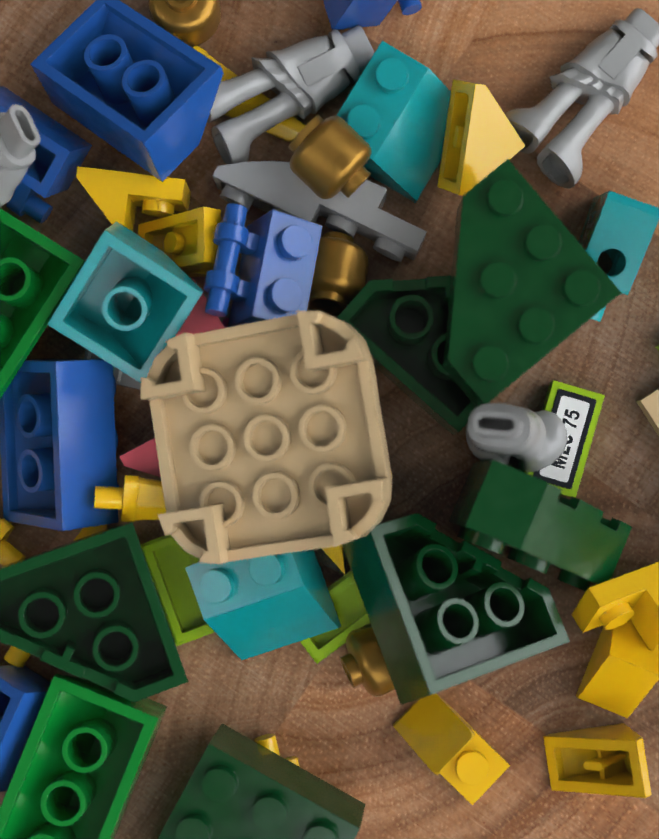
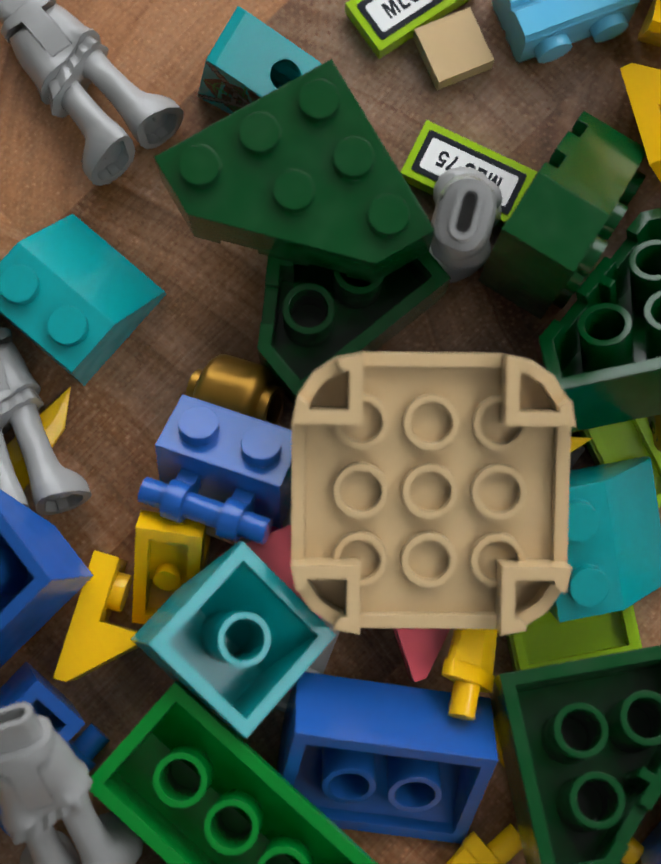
camera: 90 degrees left, 5 degrees down
(276, 187) = (133, 408): light grey slope -> none
(330, 157) = (105, 368): pearl gold head -> none
(475, 138) = (109, 208): yellow slope -> none

